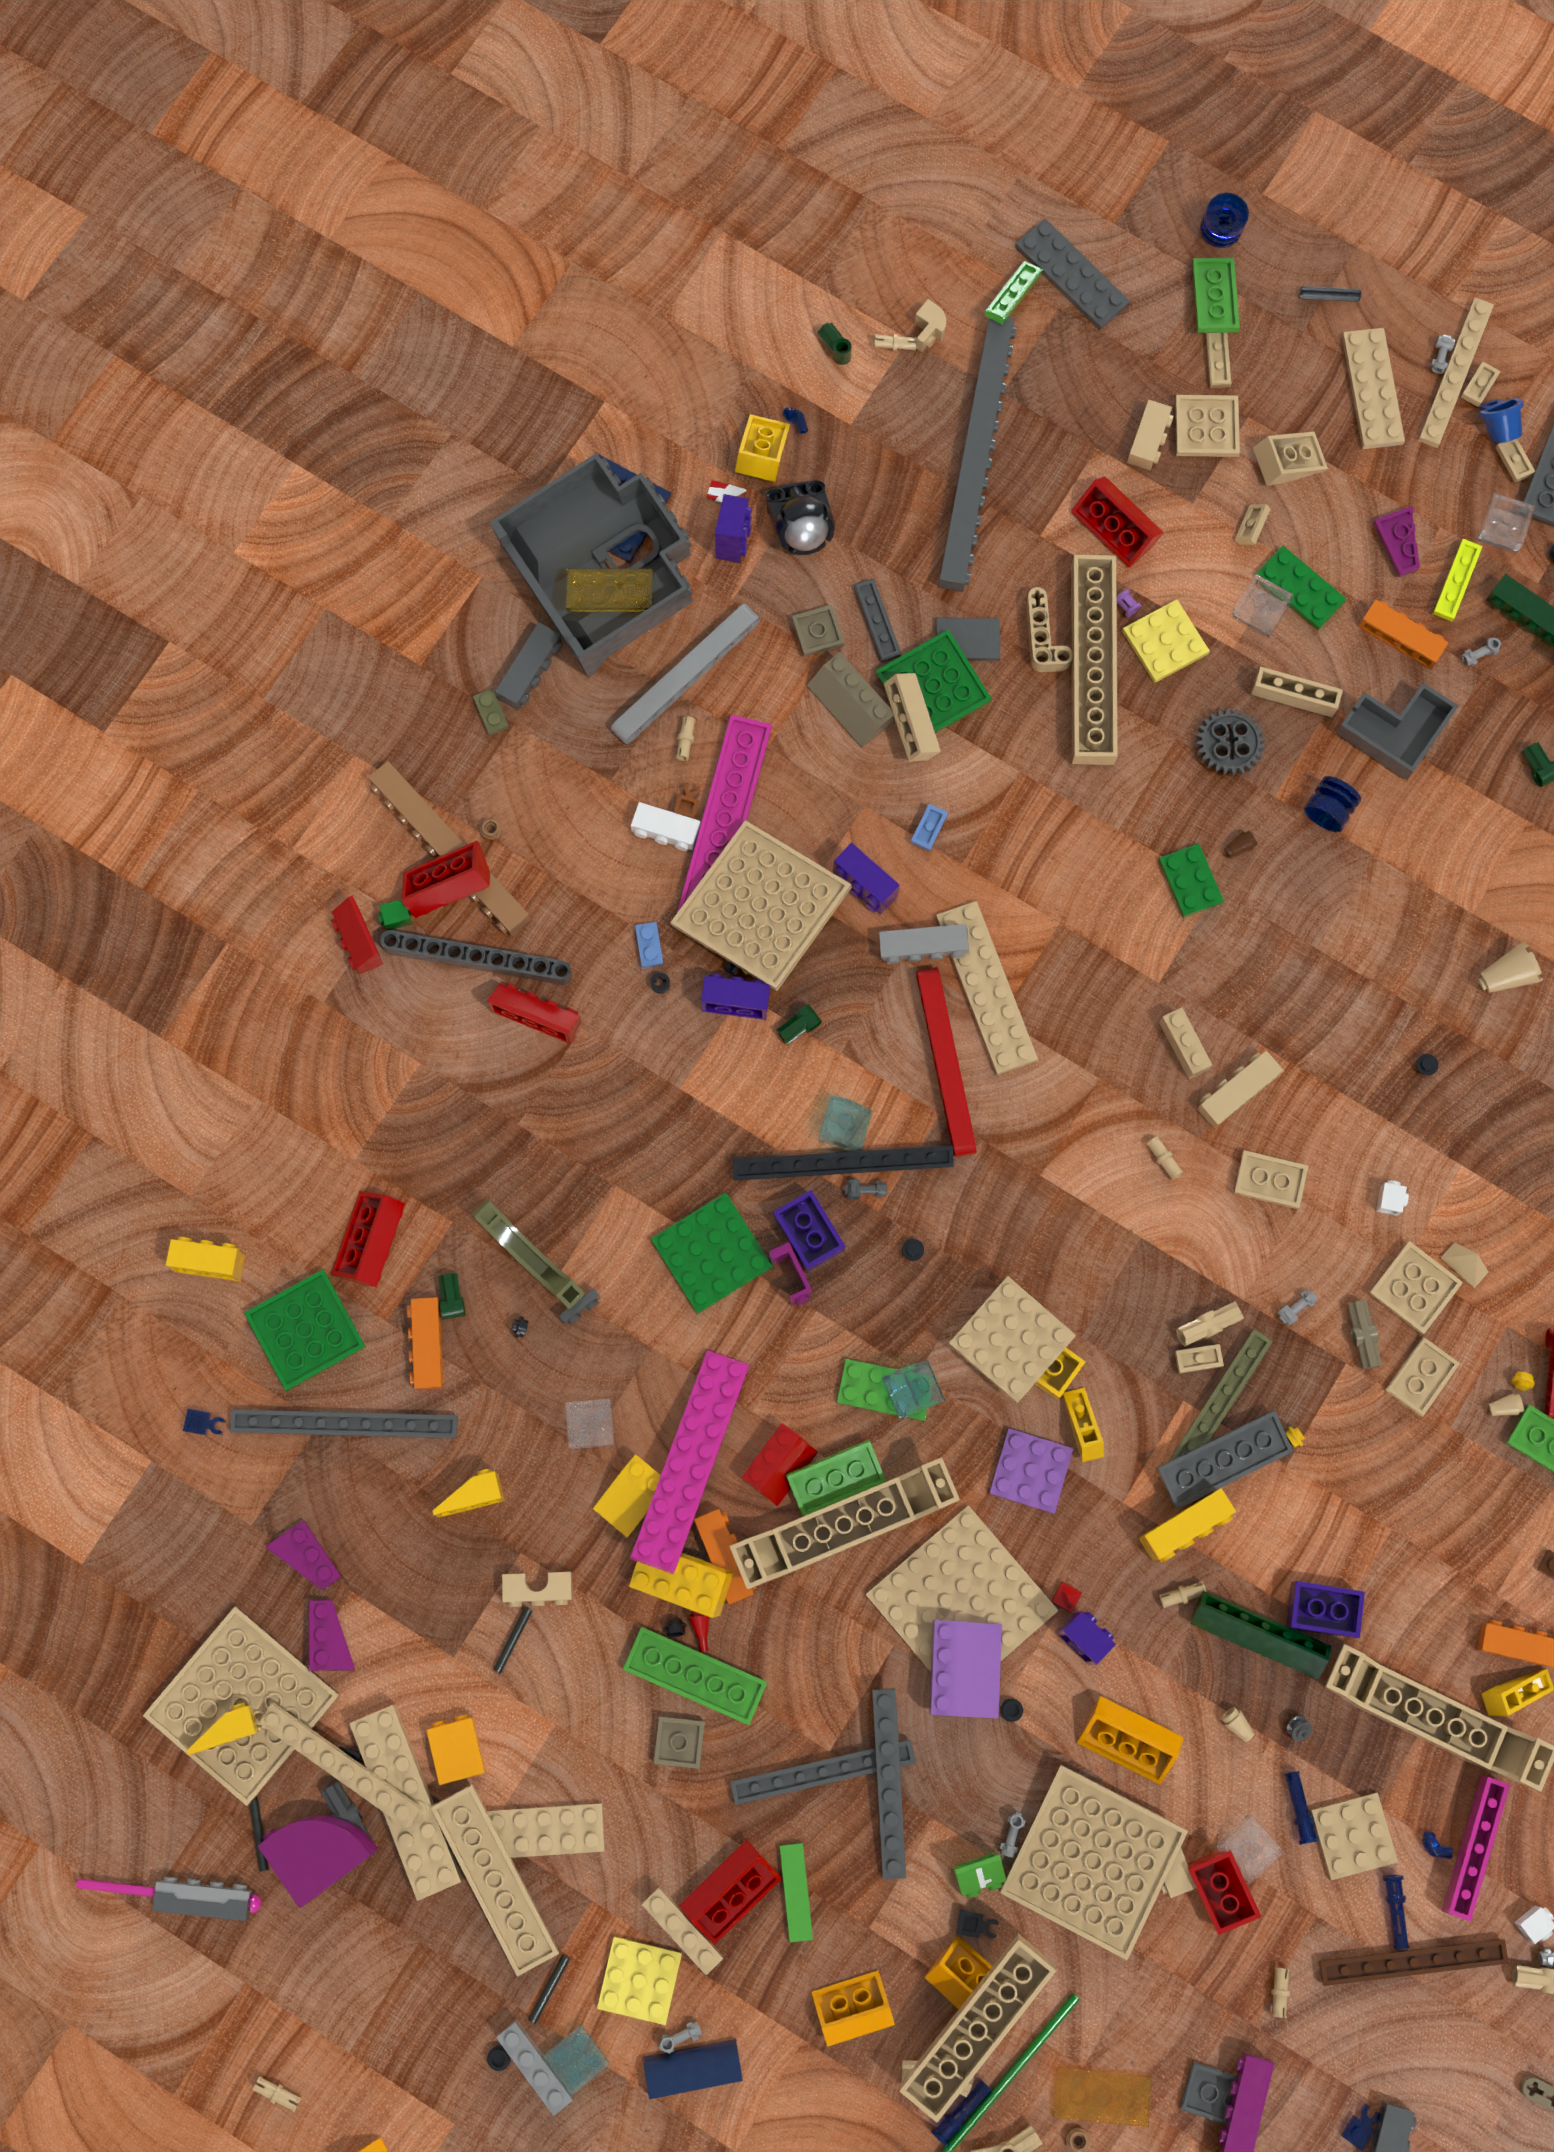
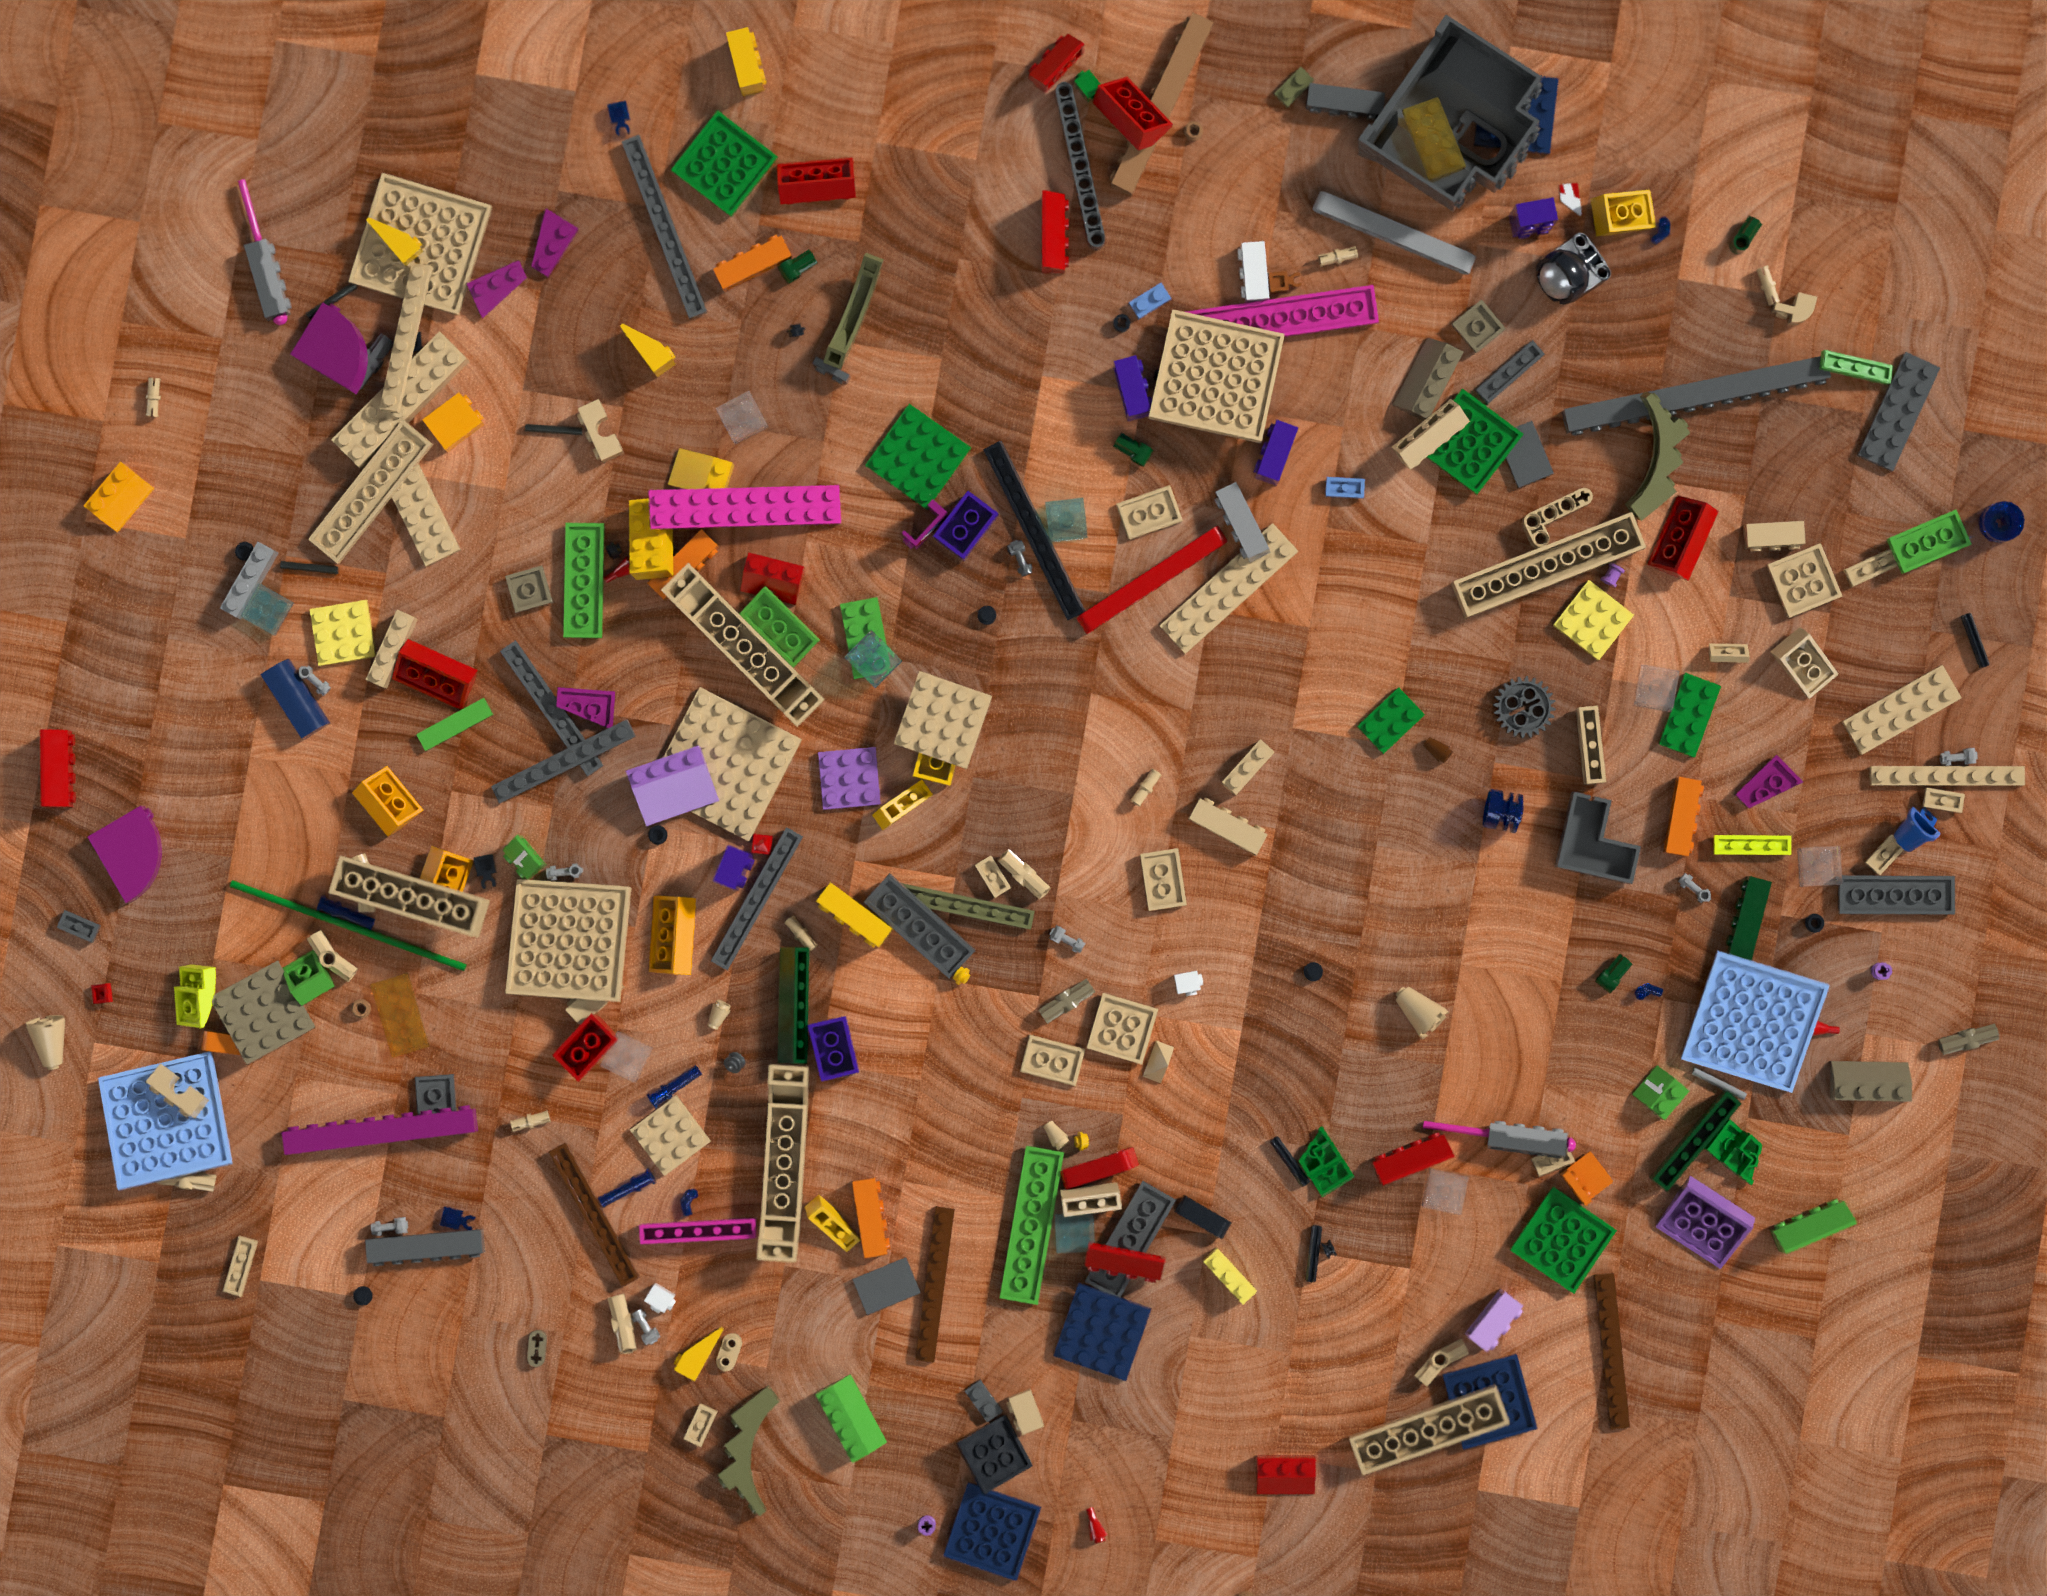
camera: 70 degrees right, 10 degrees up
(836, 1726) = (588, 704): none -> magenta wing
(872, 1036) = (1149, 512): none -> tan tile
(1032, 504) = (1665, 459): none -> olive arch
(1126, 1628) = (757, 898): none -> dark grey plate

